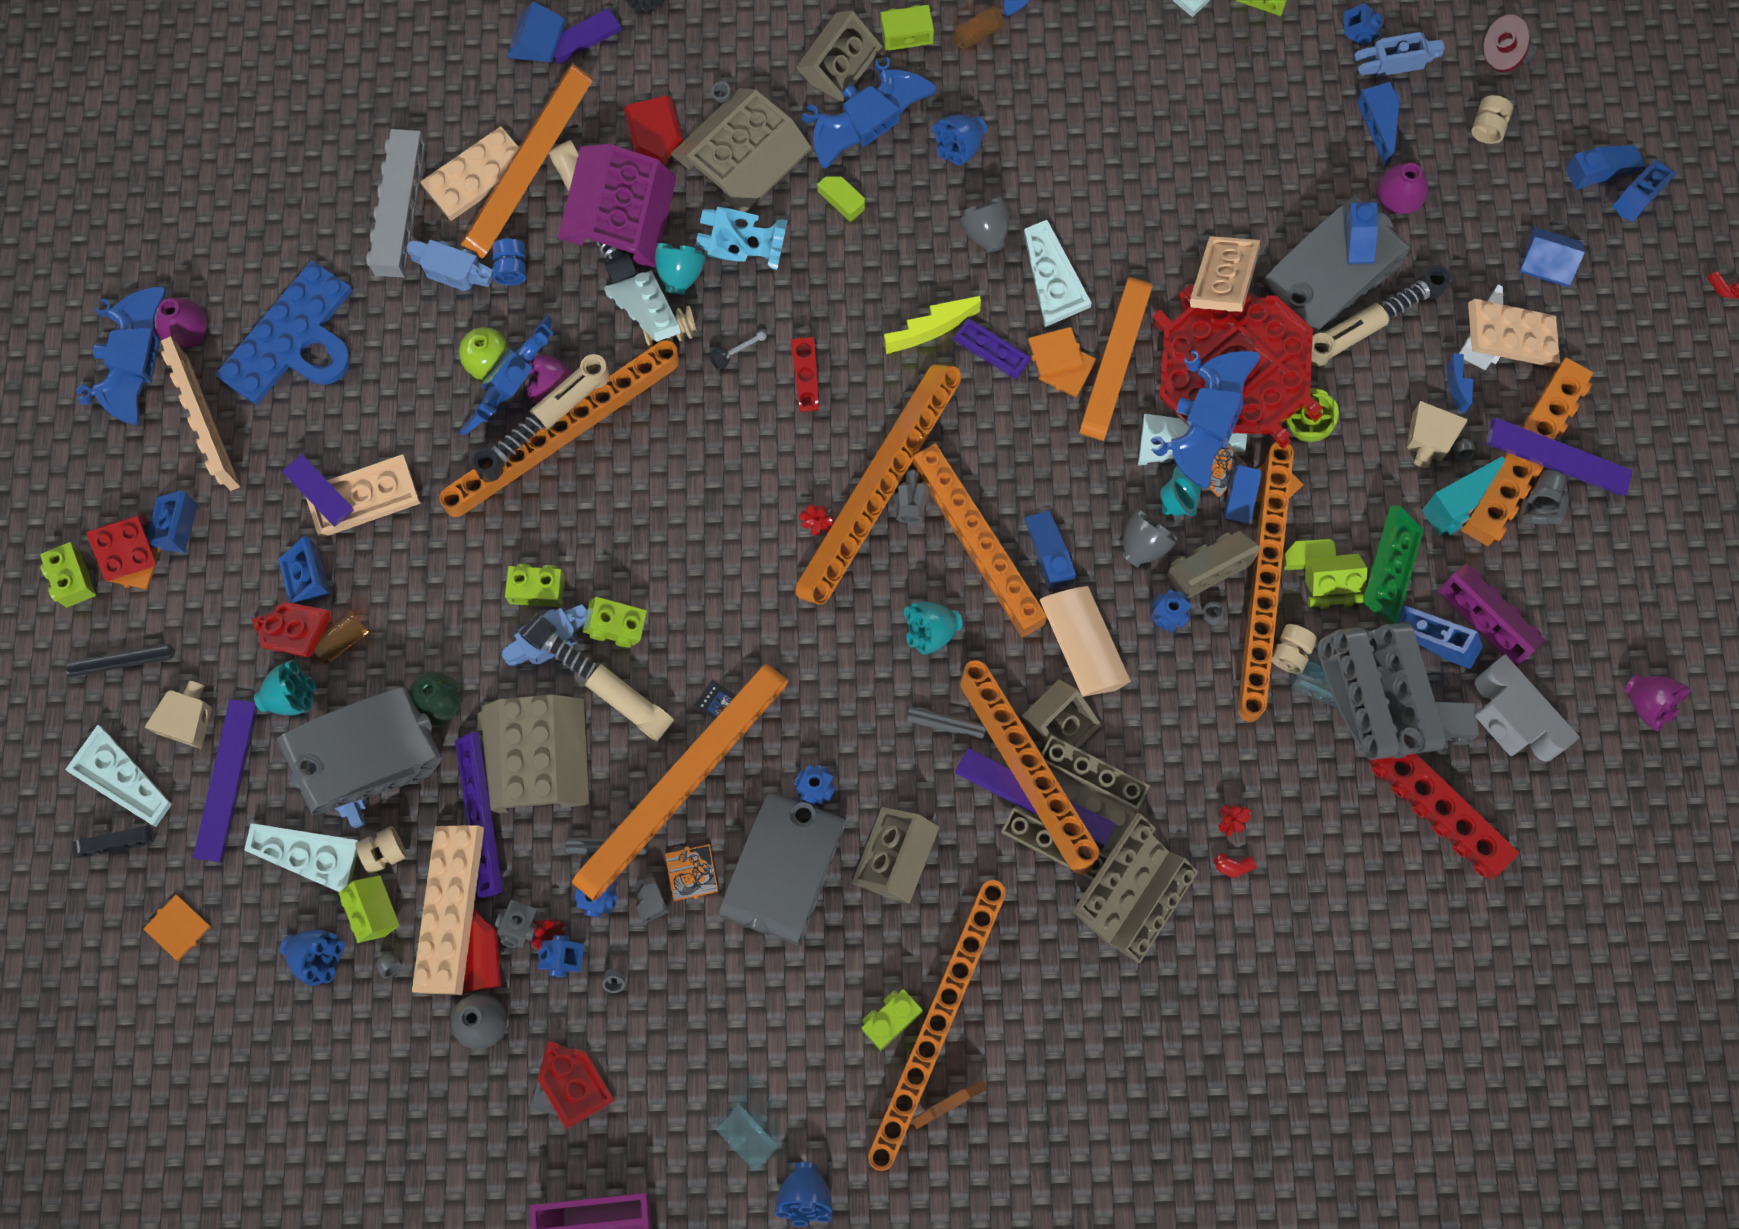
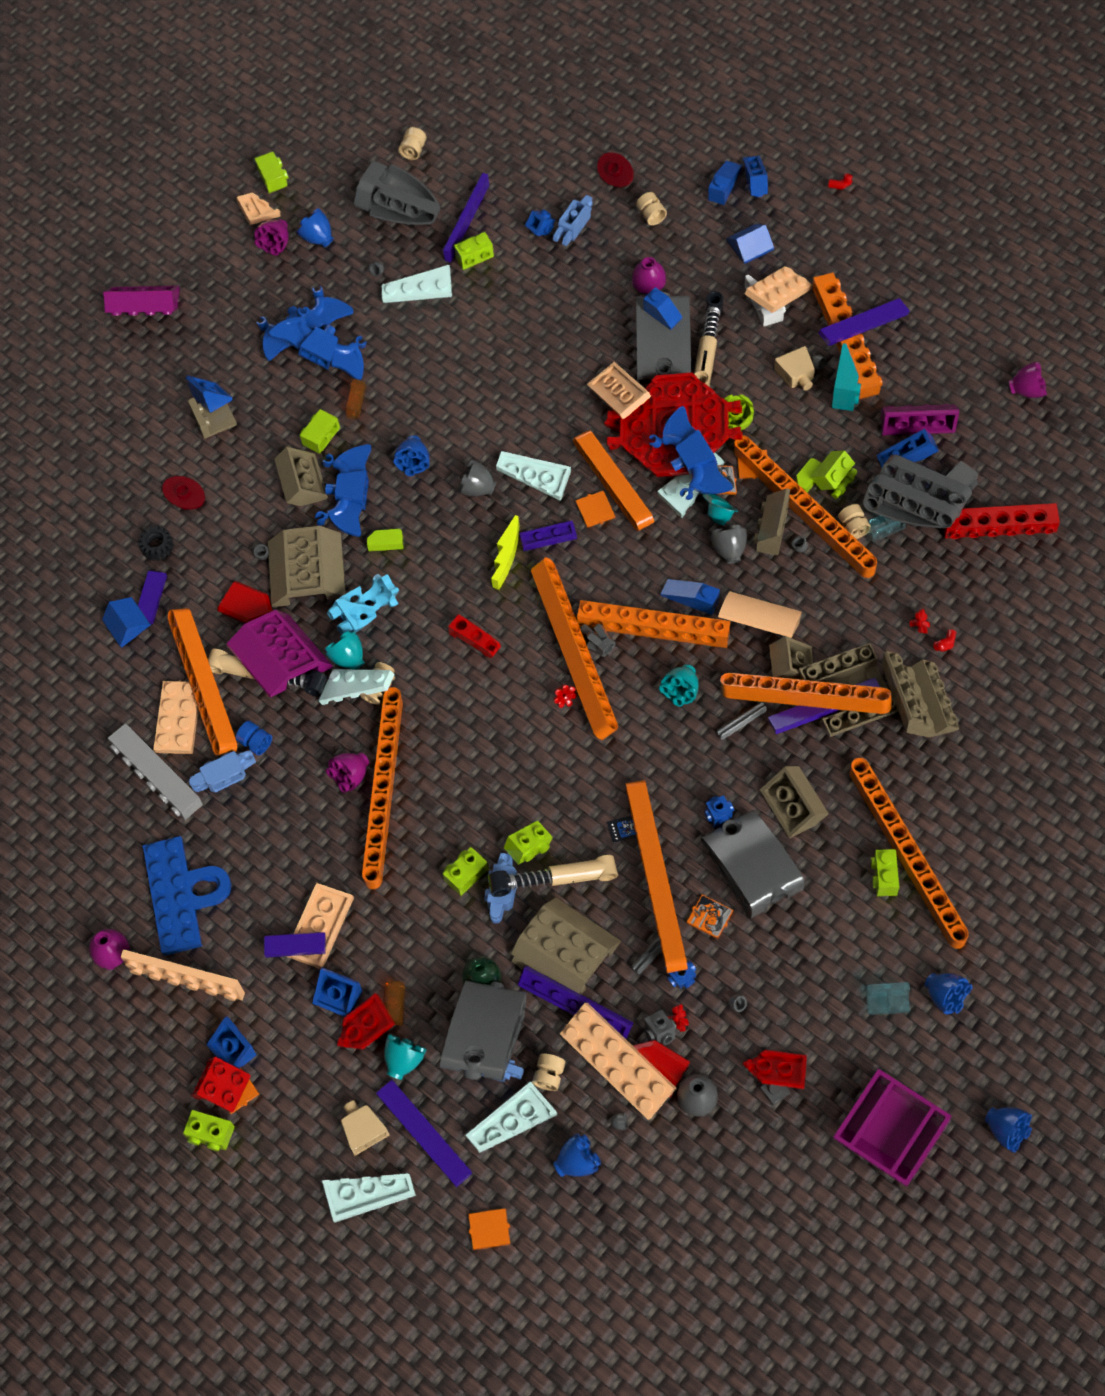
camera: 45 degrees left, 10 degrees down
(112, 842) = (404, 1226): black beam -> none
(119, 660) = (290, 1141): black axle -> none
(127, 355) = (100, 992): blue torso -> none
(368, 909) = (578, 1104): lime brick -> none
(482, 351) = (295, 794): lime cylinder -> none
(508, 375) = (326, 786): blue torso -> none
(543, 416) = (372, 785): piece -> none
(560, 956) = (700, 1018): blue brick -> none
(649, 899) = (706, 947): dark grey rock -> none
(720, 357) = (421, 673): hinge -> none
(949, 1104) = (957, 878): dark orange tile -> none
(1055, 352) = (580, 506): orange piece -> none
(1167, 618) = (780, 562): blue brick -> none
(1242, 493) = (746, 479): blue slope -> none
(1380, 112) = (599, 255): blue slope -> none
(1393, 565) = (852, 440): green plate -> none
(1460, 388) = (781, 337): blue slope -> none
(1521, 713) = (983, 446): light grey brick -> none
(1546, 497) = (879, 346): dark grey piece -> none

